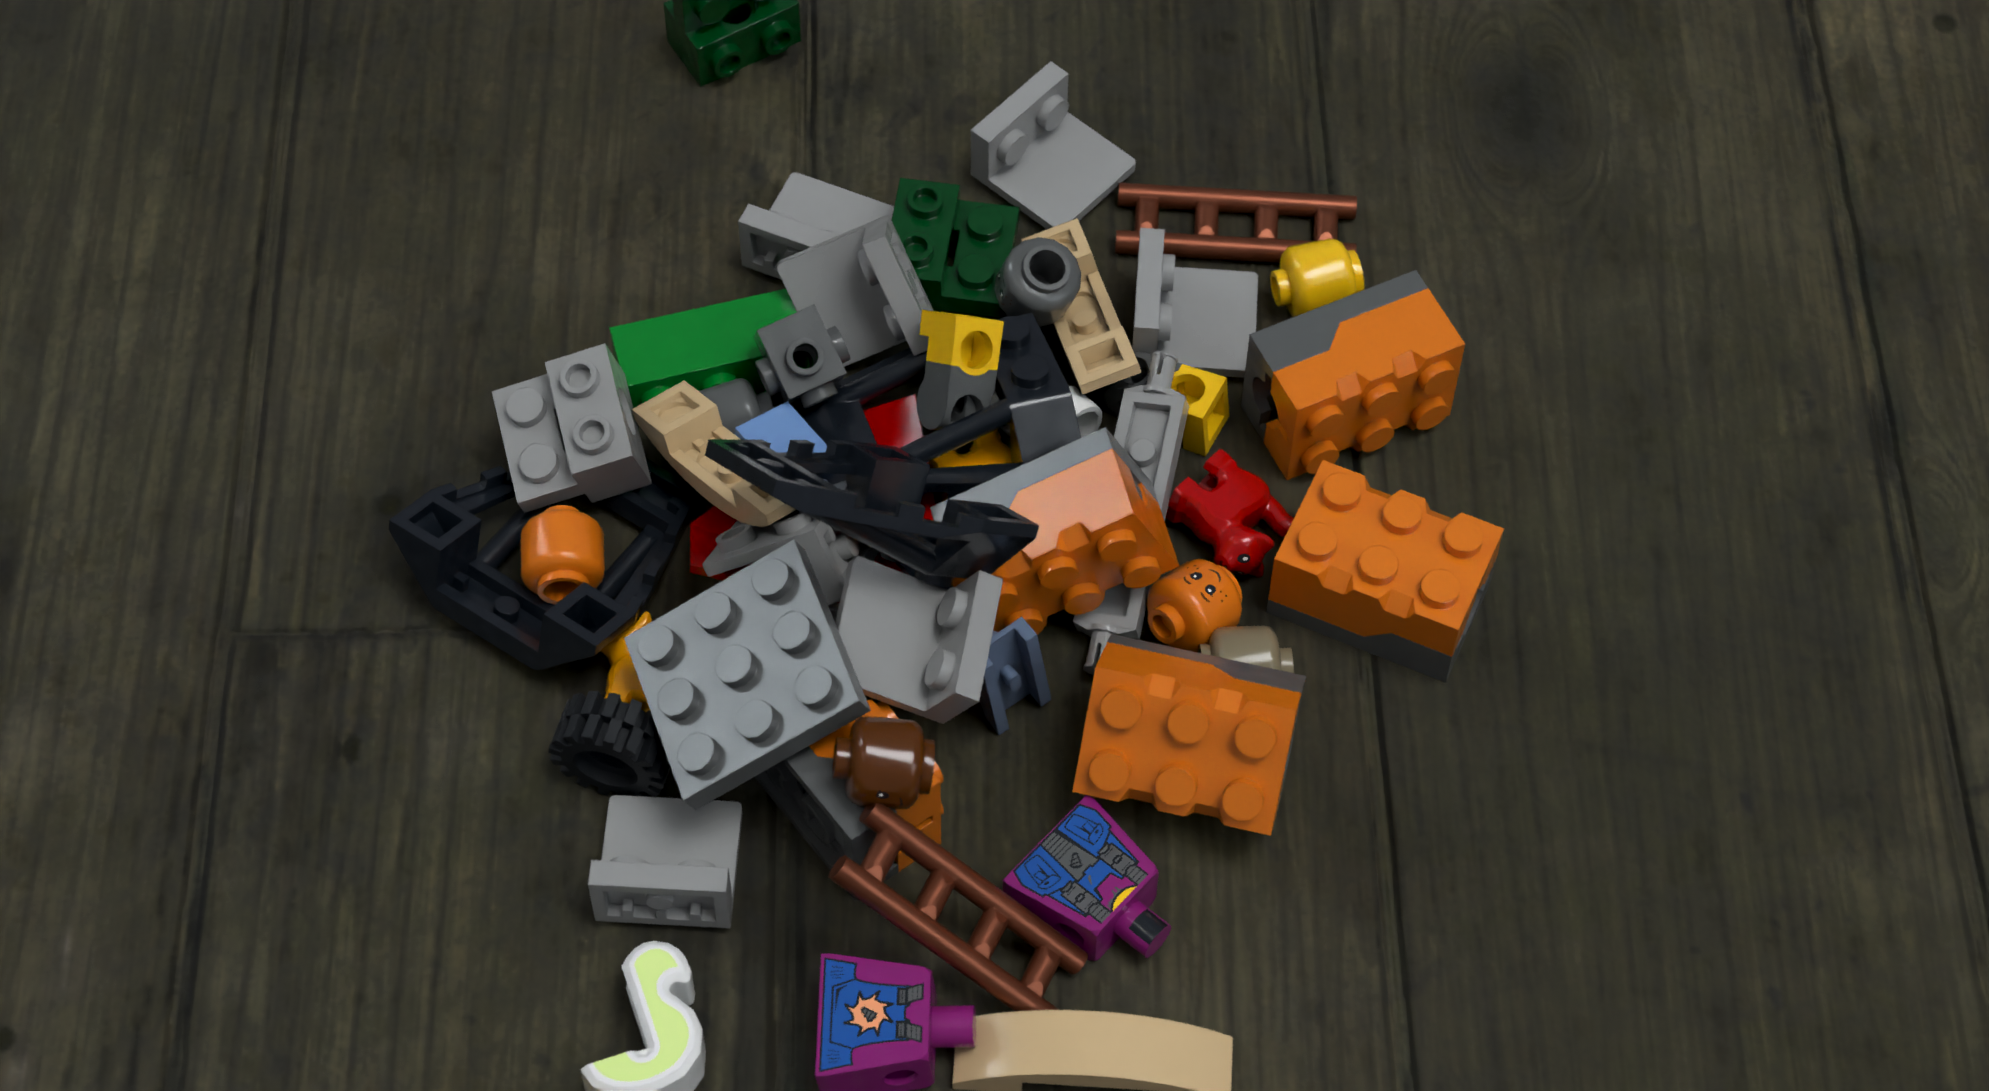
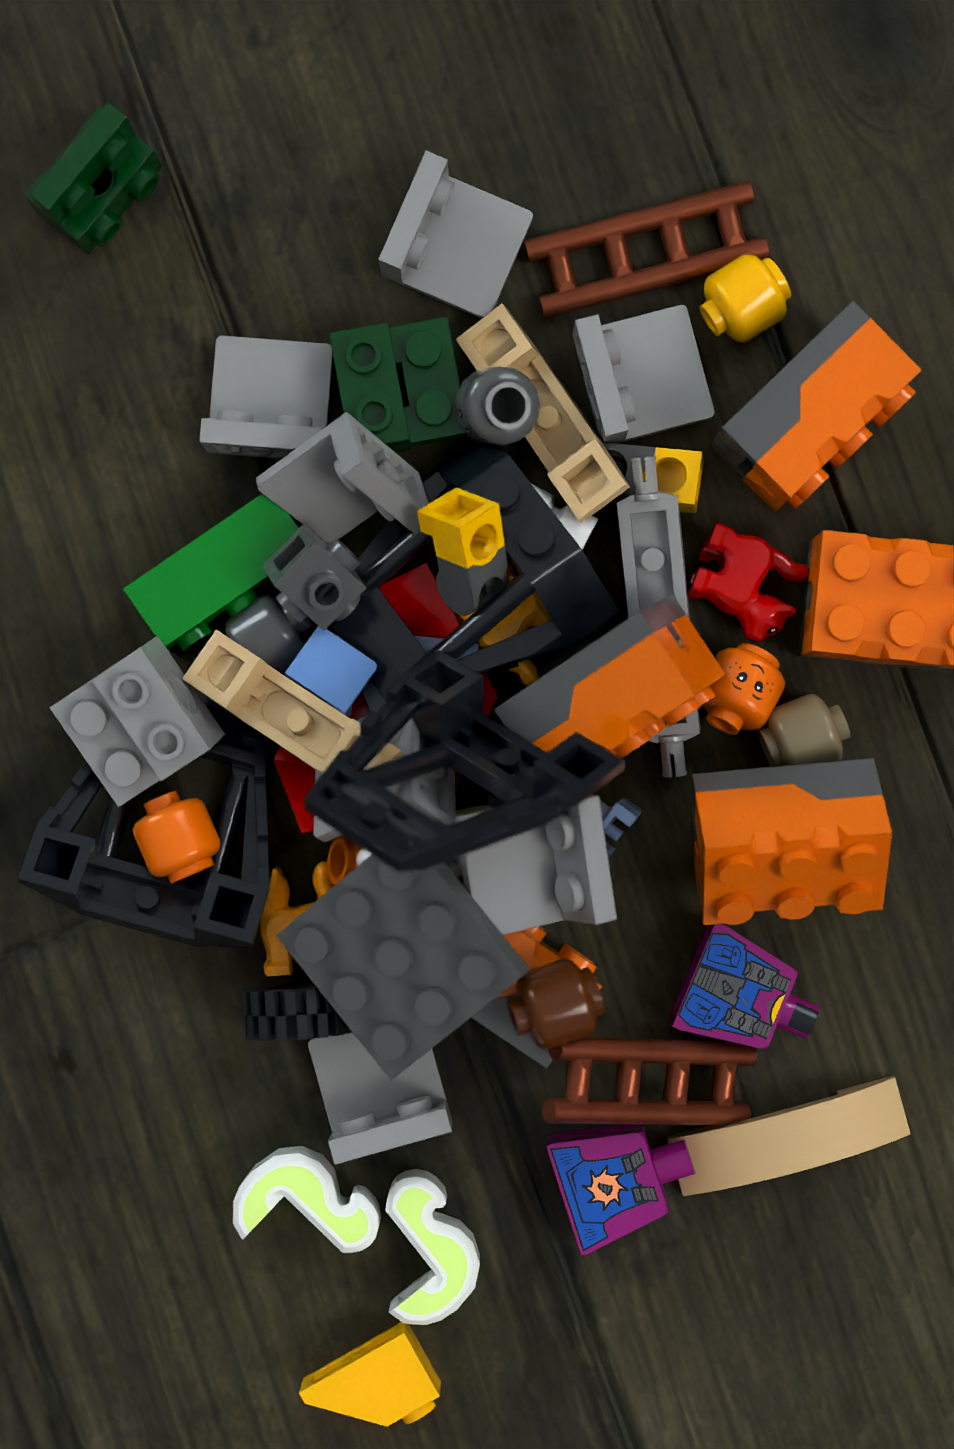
camera: 15 degrees left, 30 degrees up
(548, 921) = (313, 1189): none -> white animal

